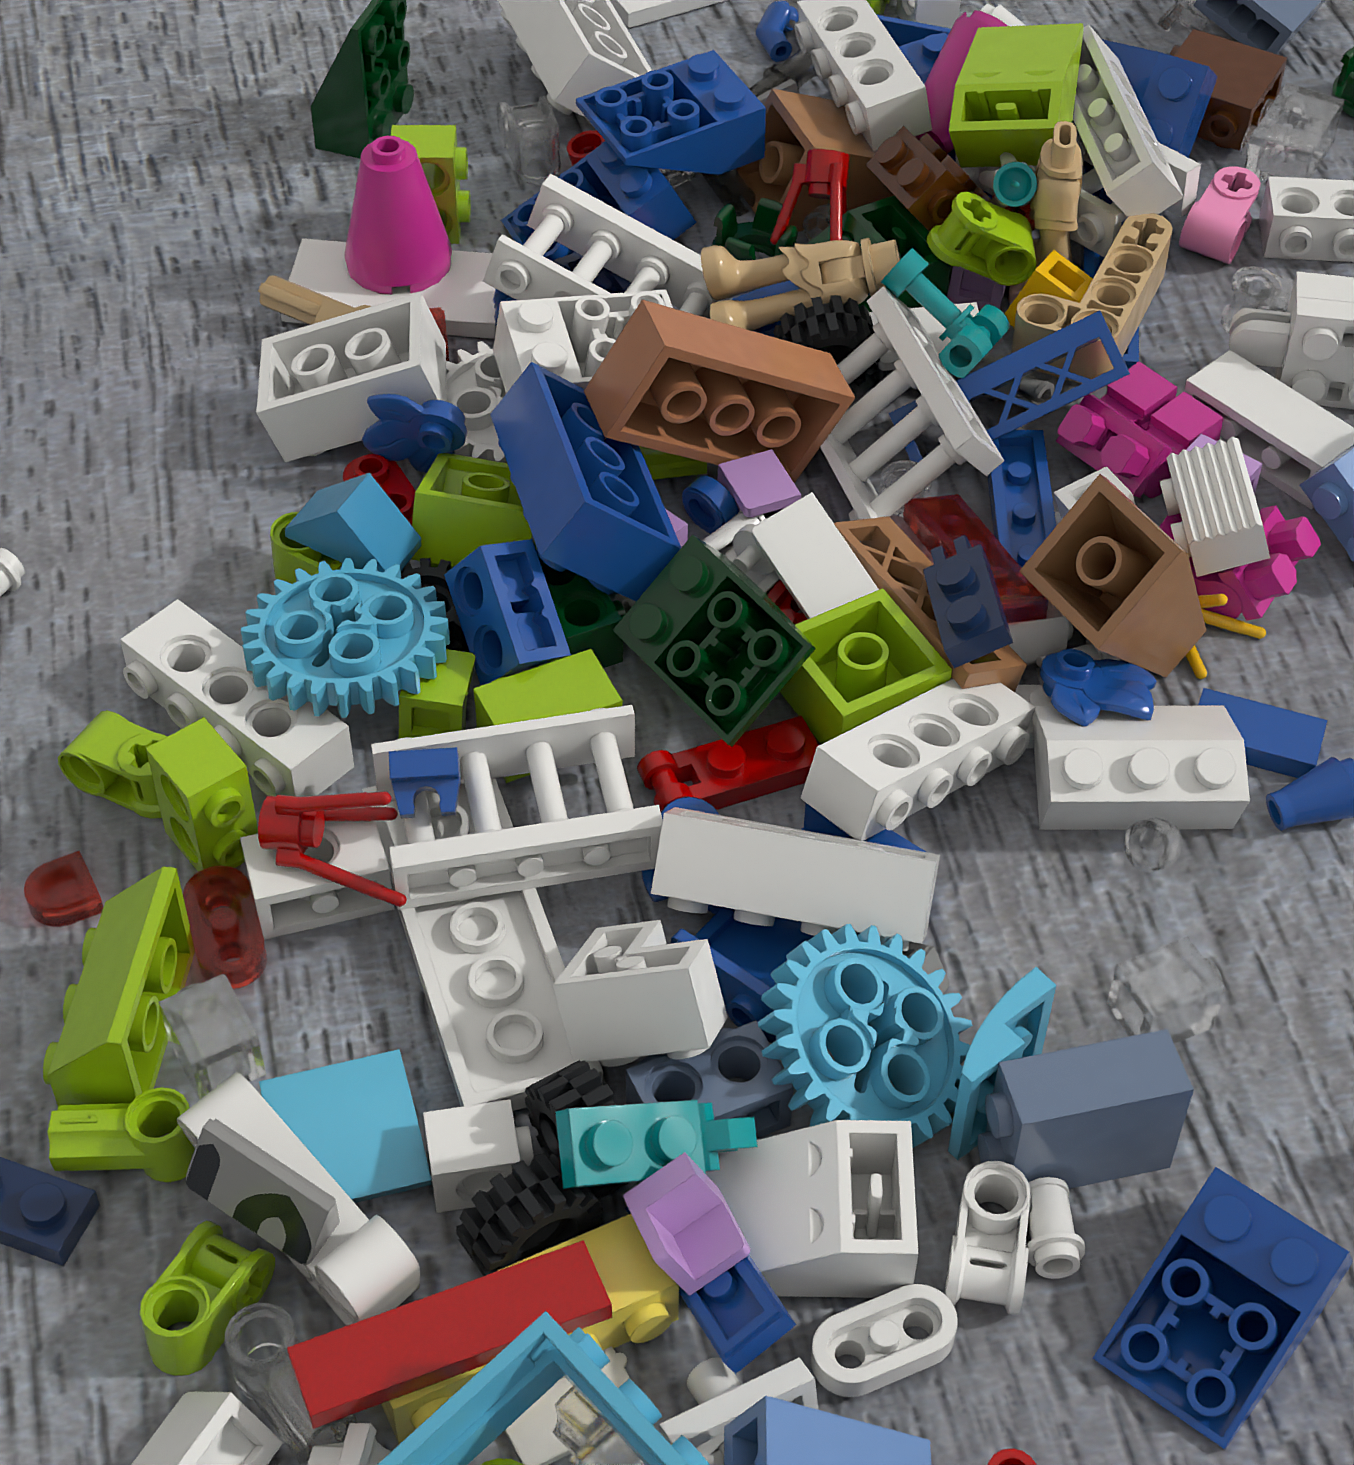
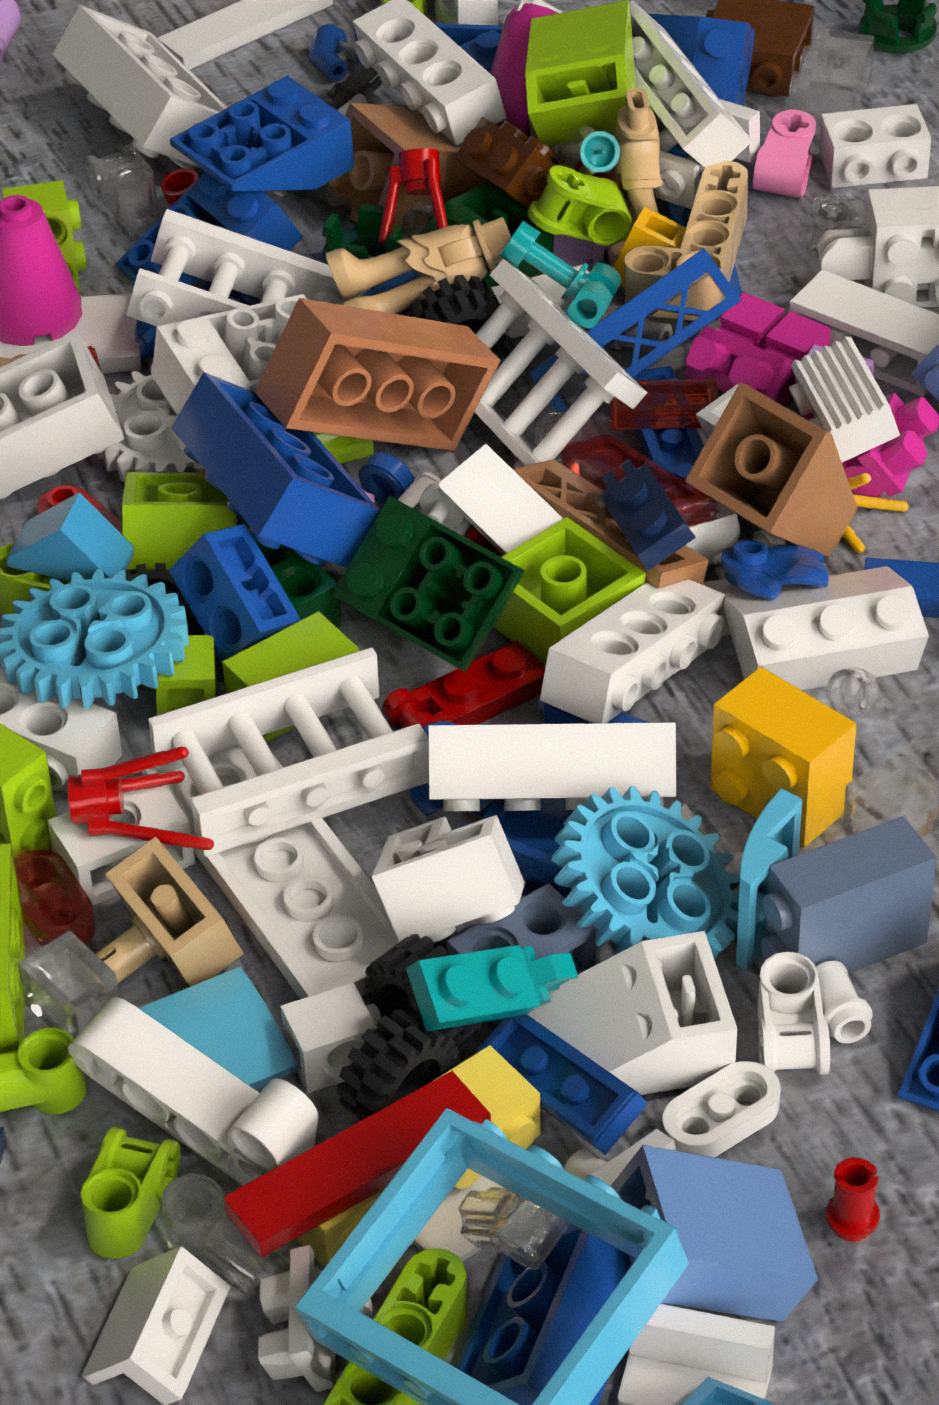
camera: 10 degrees left, 5 degrees down
(261, 1192) = (166, 1081): light grey slope -> none
(336, 981) = (168, 920): none -> tan brick
(414, 429) = (99, 456): blue plate -> none
(425, 770) = (208, 728): blue tile -> none
(686, 1224) = (536, 1042): lavender panel -> none
(758, 483) = (428, 451): lavender panel -> none
(1025, 474) = (666, 405): none -> clear red tile
(1054, 910) = (781, 738): none -> yellow brick

